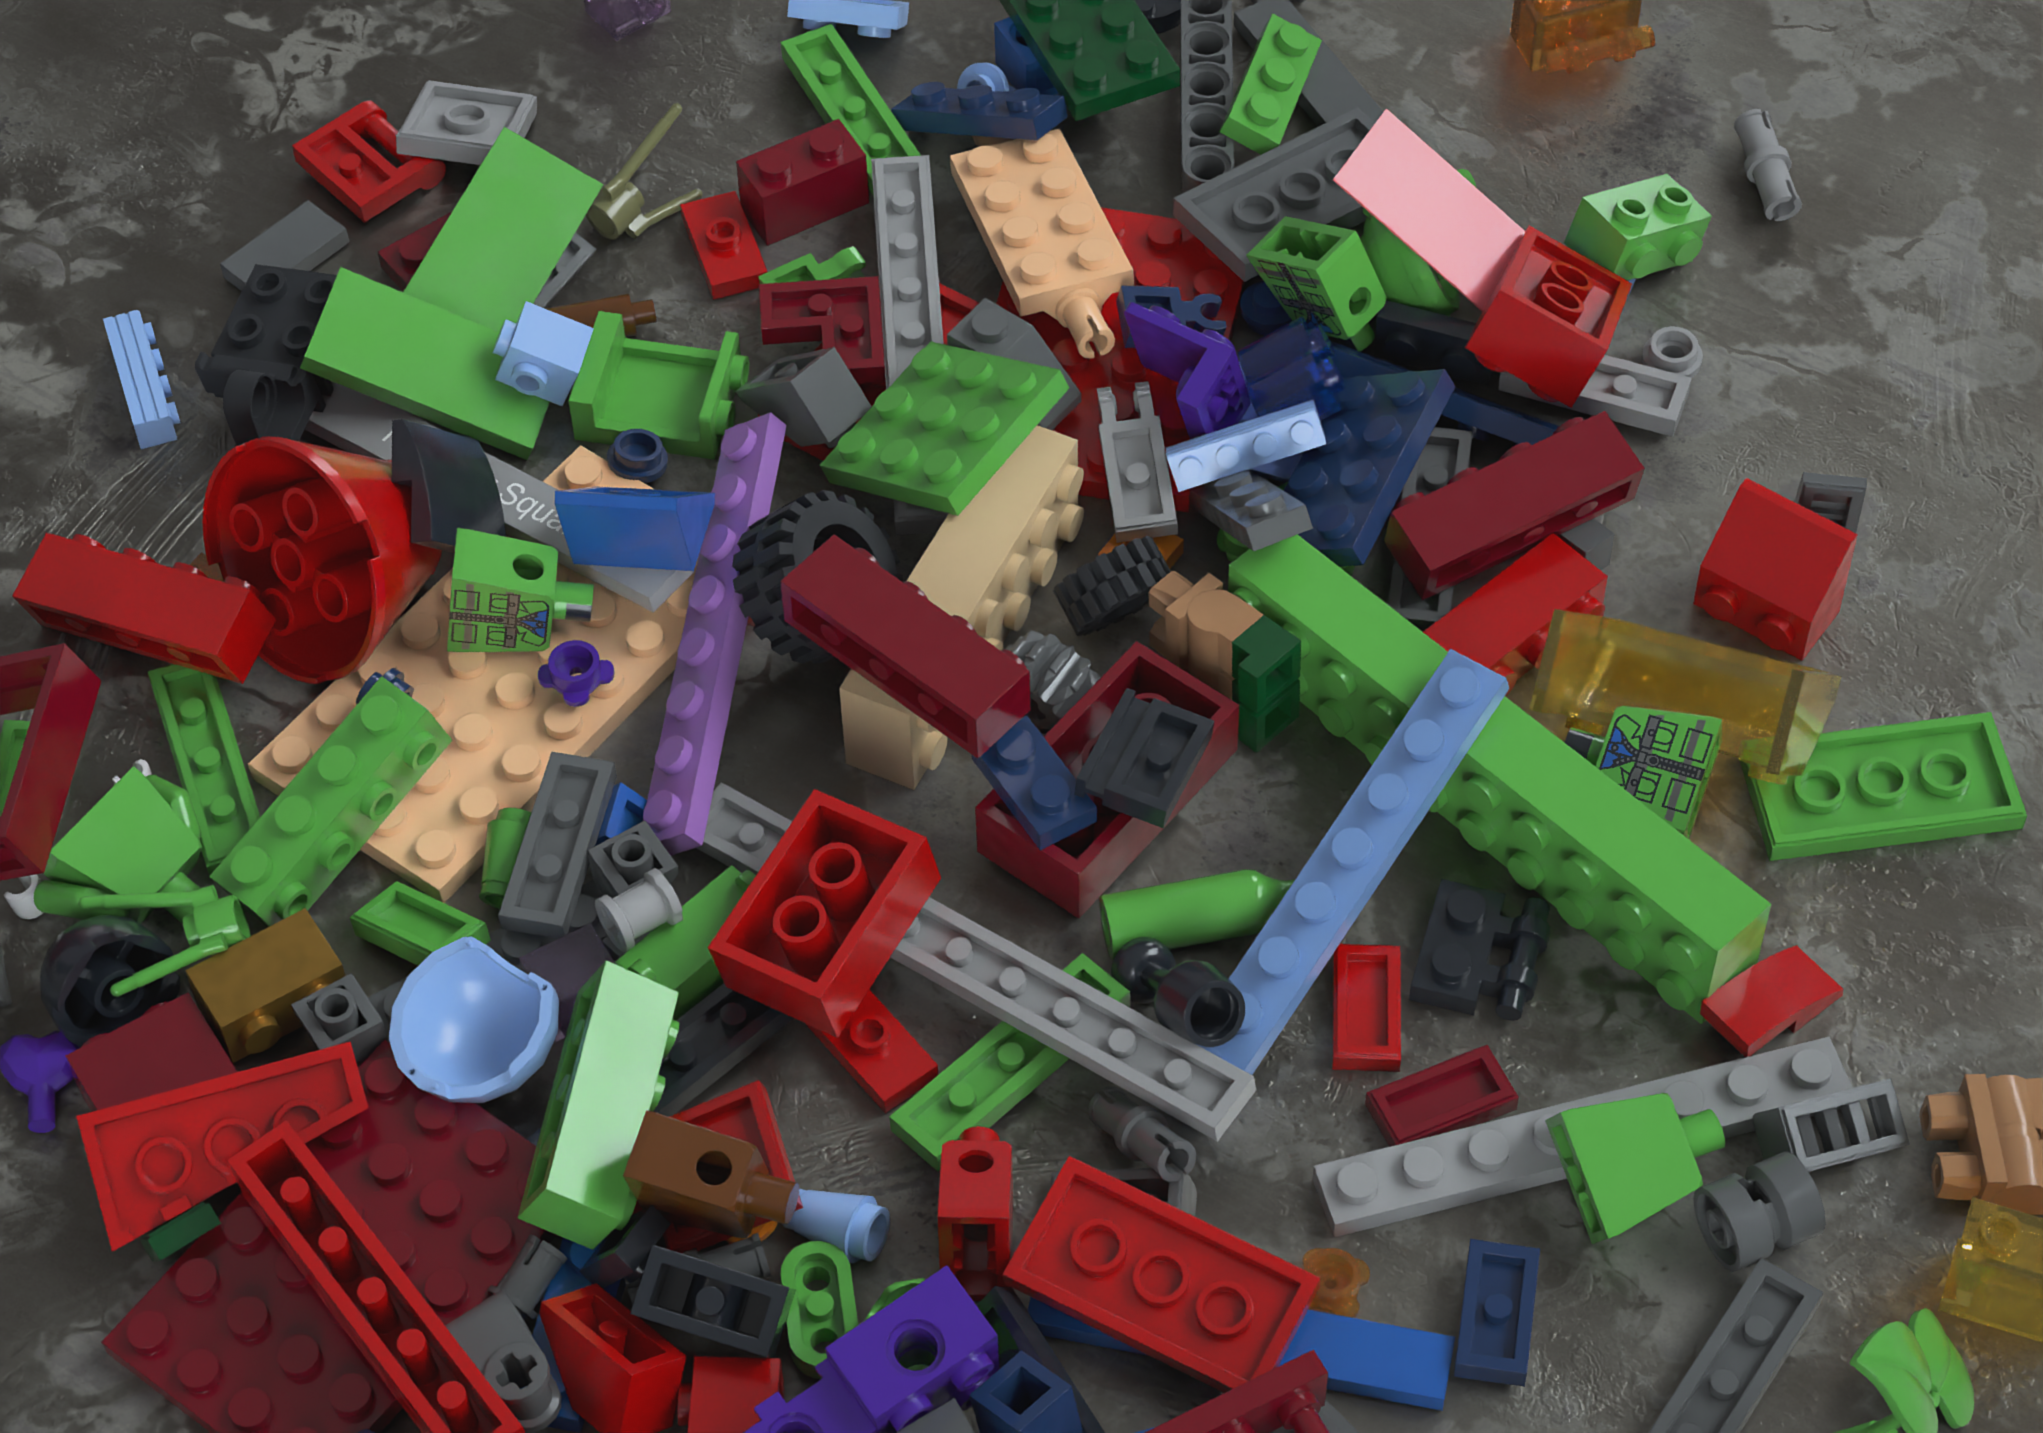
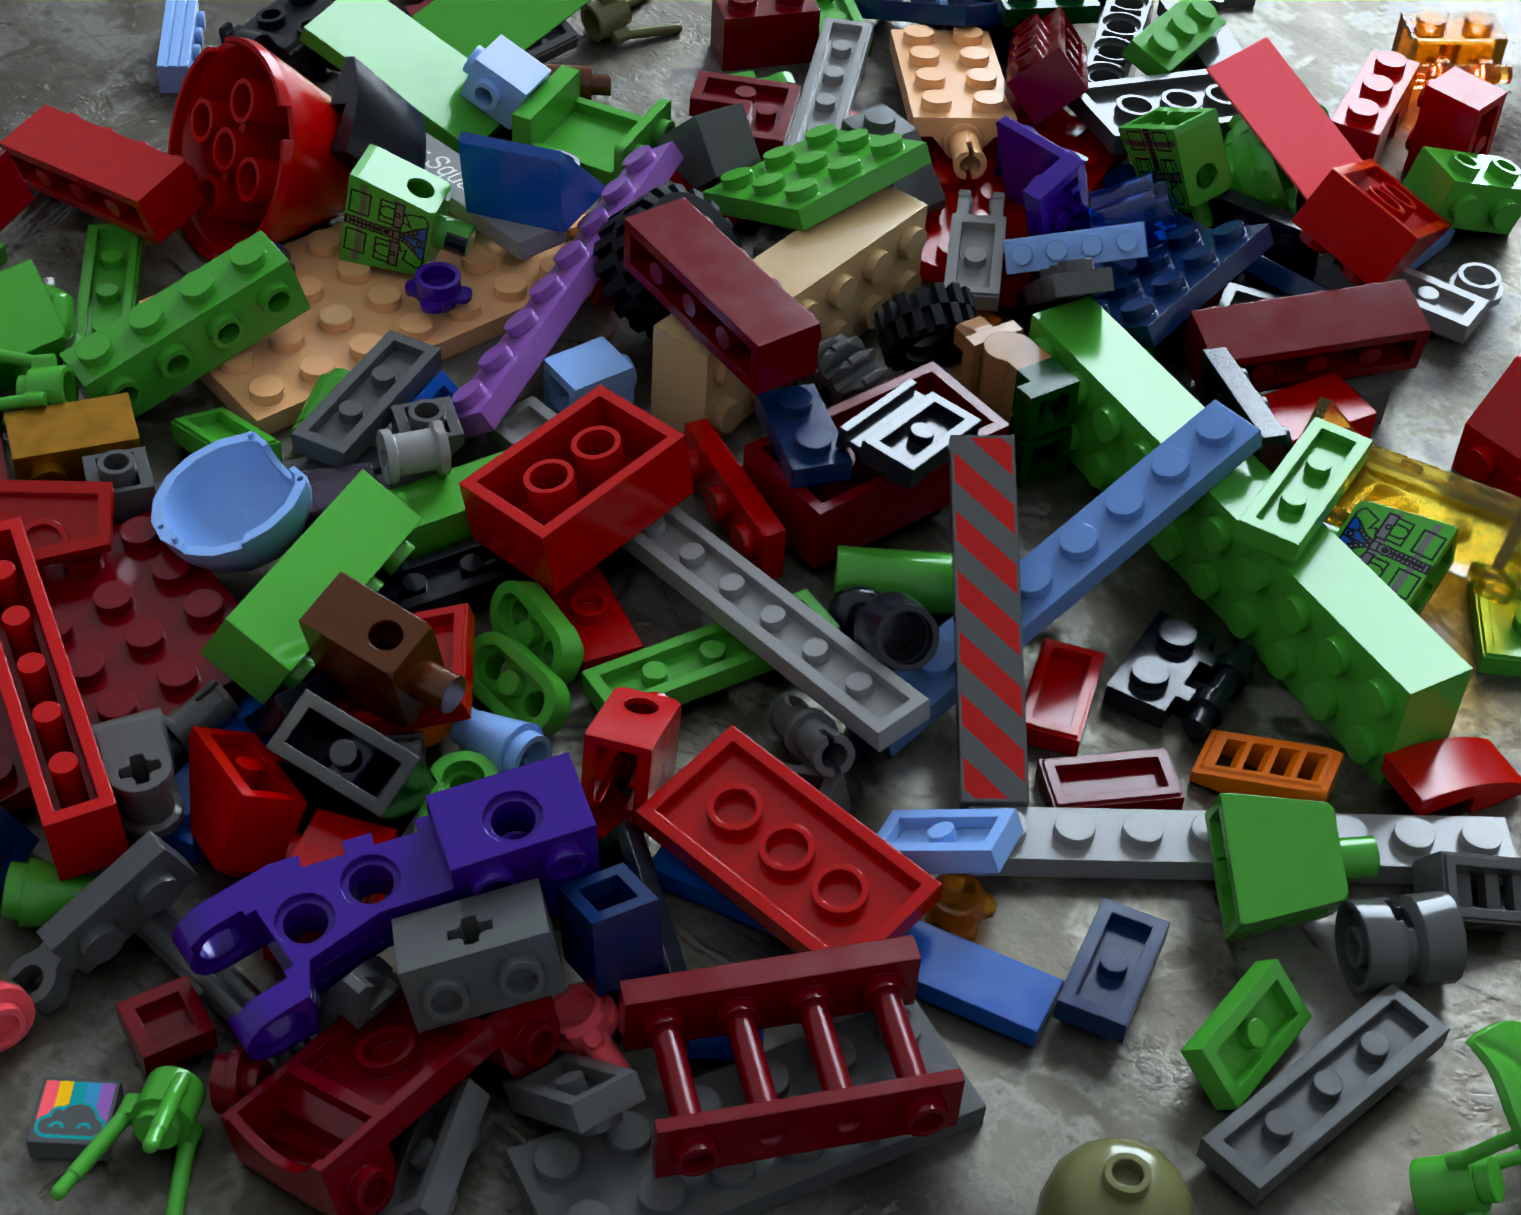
camera: 10 degrees right, 10 degrees down
(723, 244) = (683, 54): red plate -> none
(774, 749) = (583, 368): none -> light blue brick
(826, 1081) = (533, 618): none -> bright green plate
(832, 1151) = (521, 686): none -> bright green plate
(973, 860) = (734, 500): none -> red plate
(1144, 179) = (1045, 66): none -> dark red brick
(1284, 963) = (987, 622): none -> tile
(1309, 1217) = (954, 839): none -> light blue plate
(1474, 633) = (1231, 386): none -> plate
(1512, 132) = (1376, 102): none -> arch
(1563, 735) = (1303, 490): none -> plate
(1606, 141) = (1455, 115): none -> red brick
(1608, 1068) = (1296, 768): none -> orange slope
(1638, 1349) = (1246, 1034): none -> bright green plate

